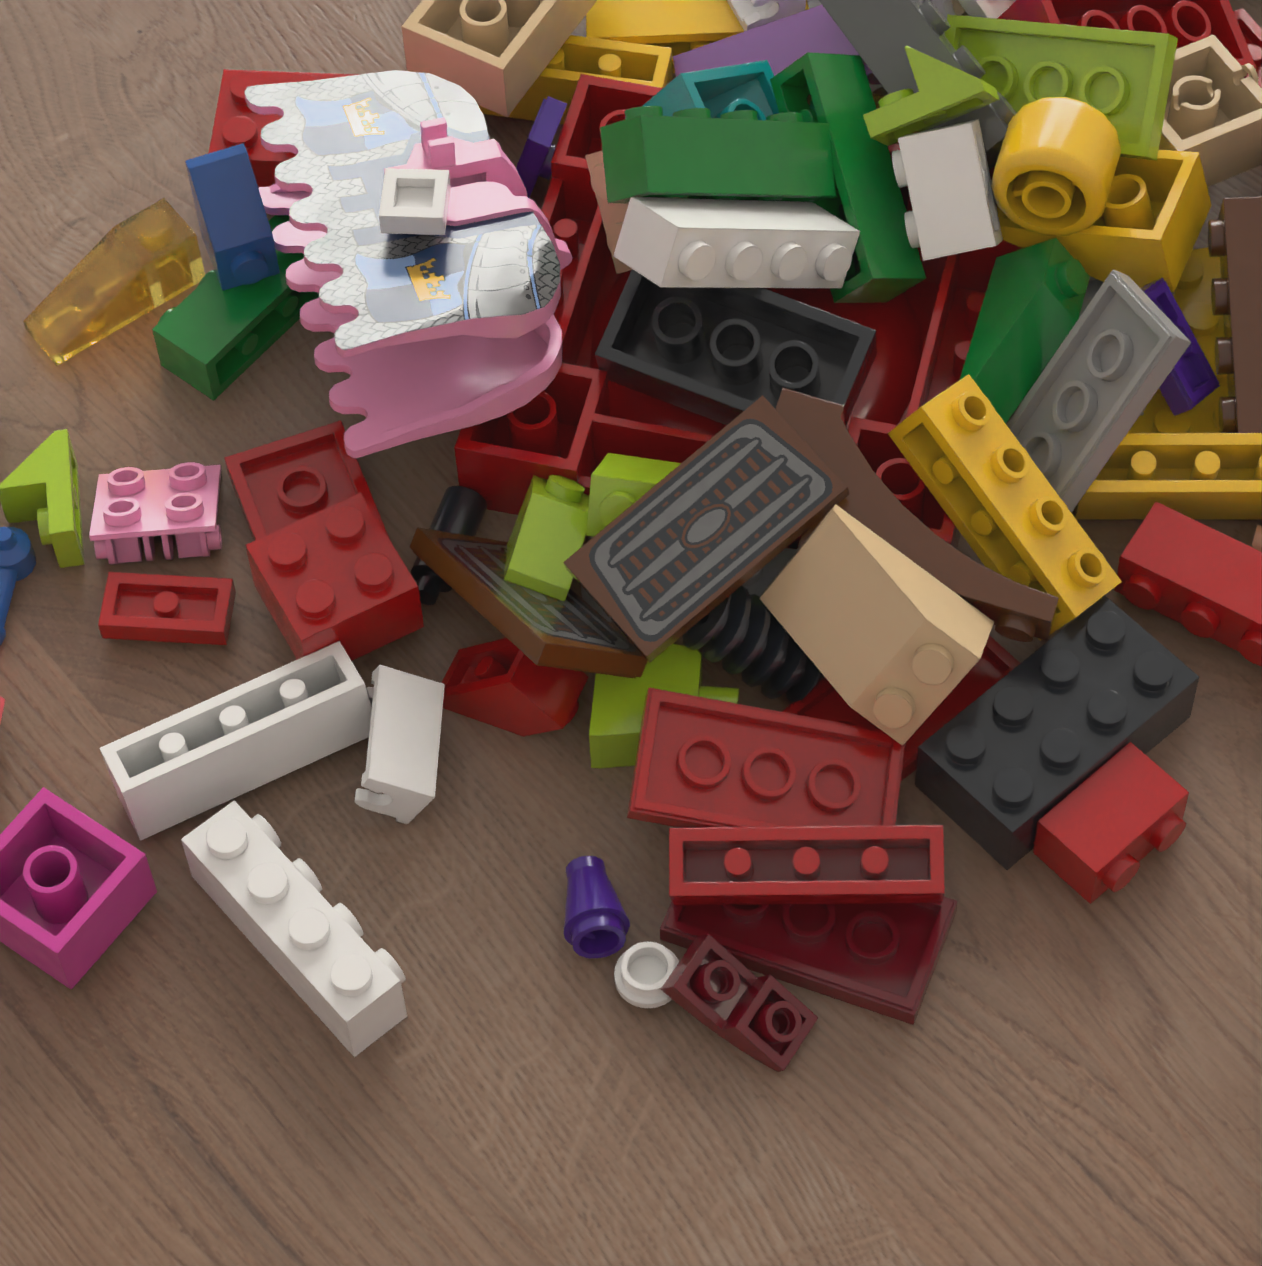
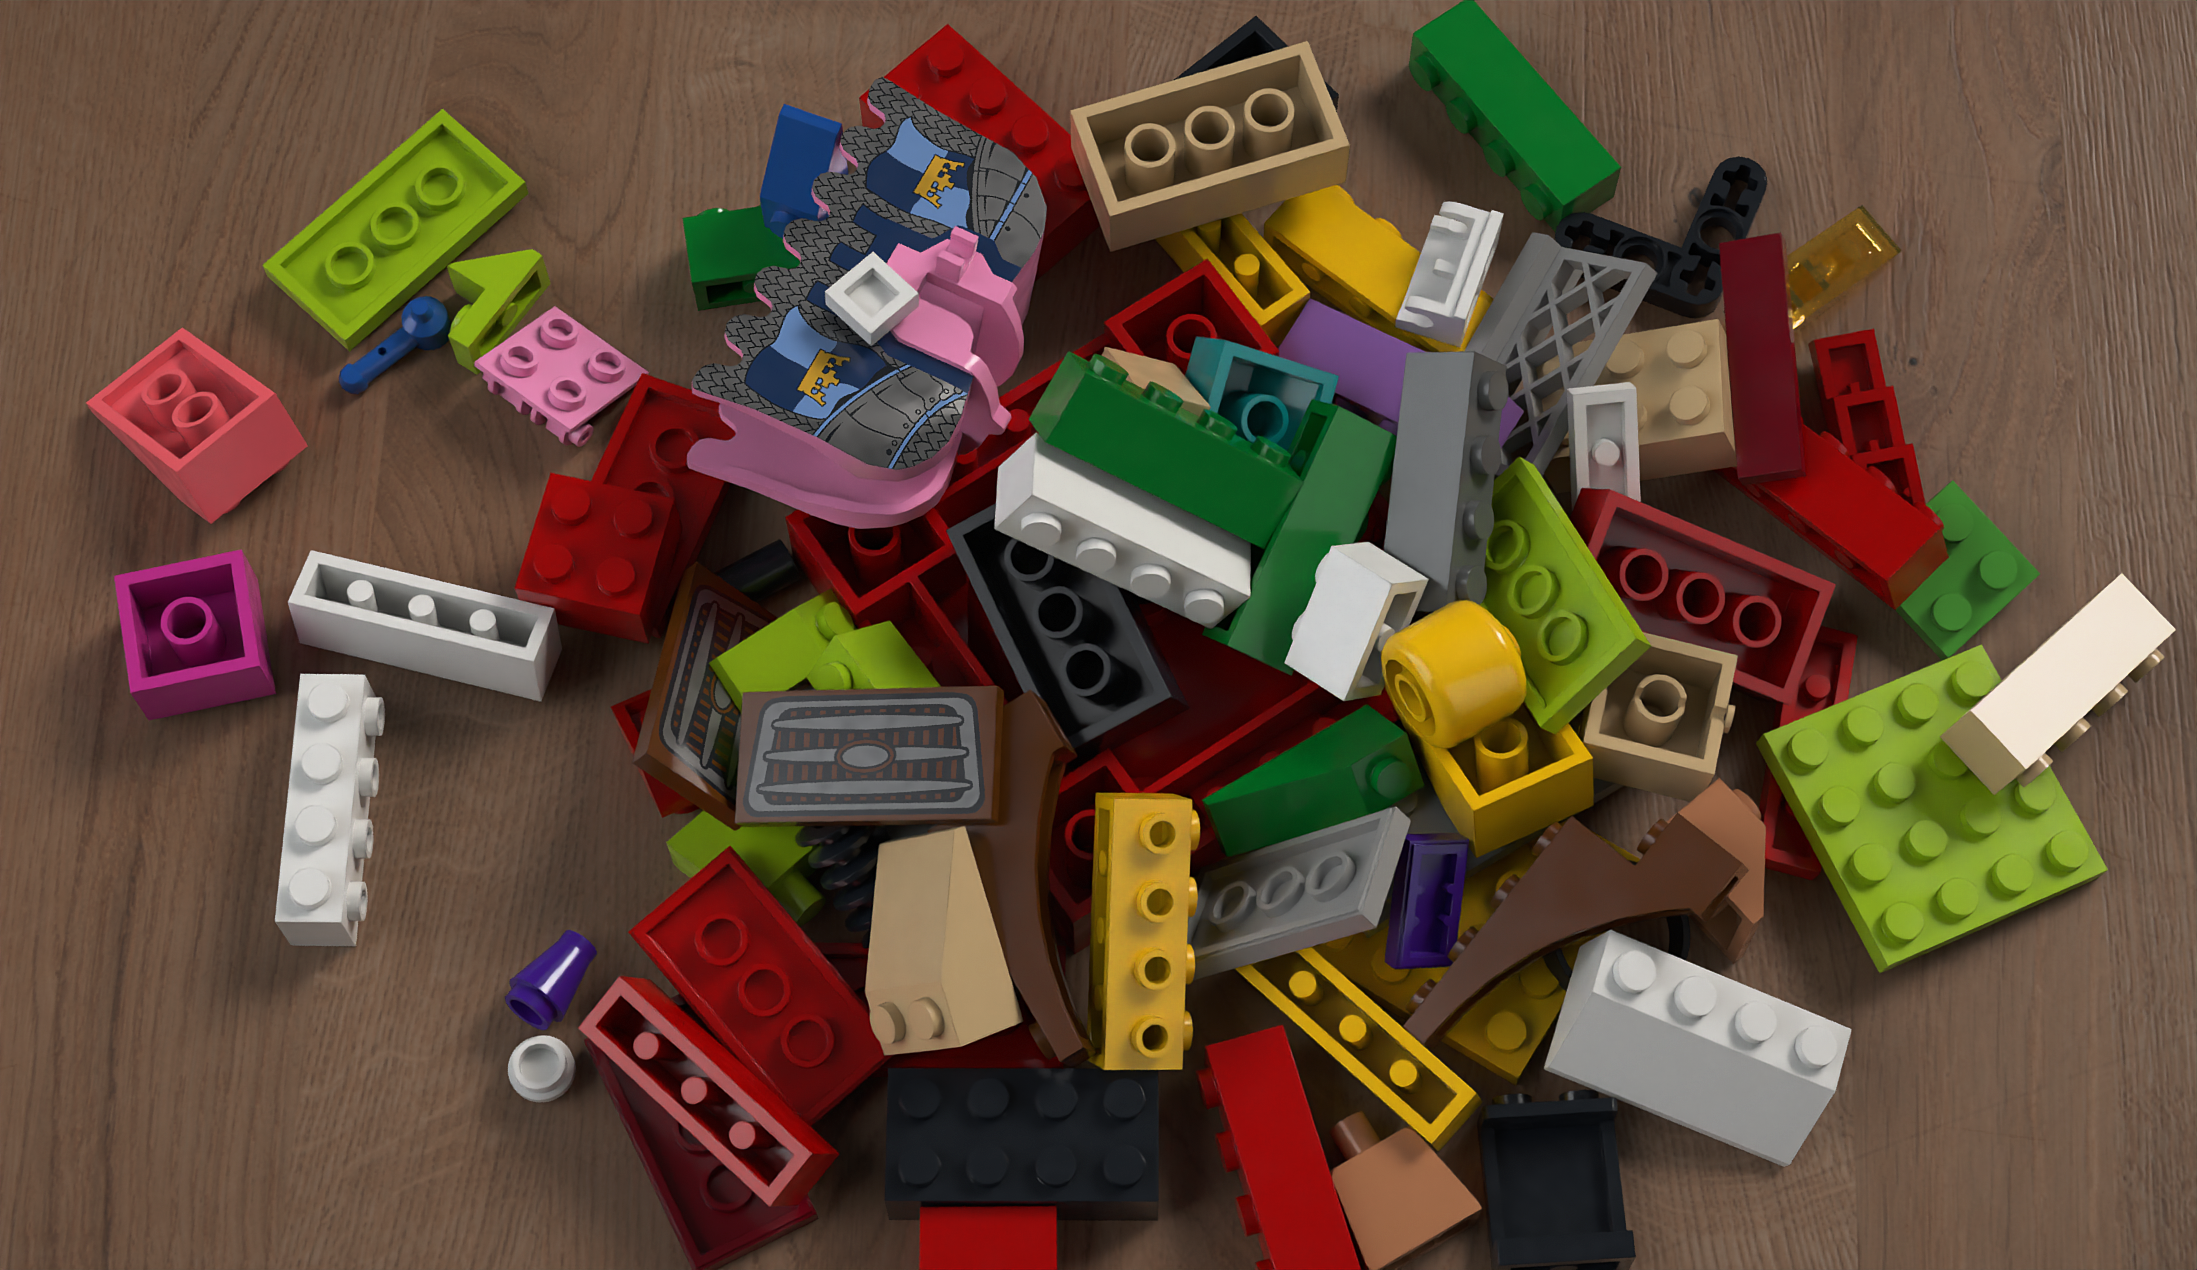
camera: 40 degrees right, 10 degrees up
(118, 281) = (699, 148): clear yellow slope -> none
(167, 608) = (488, 466): red plate -> none
(401, 744) = (534, 726): white hinge -> none
(539, 148) = (1116, 296): plate -> none
(738, 1006) = (579, 1150): dark red slope -> none
(941, 97) = (1410, 526): lime slope -> none

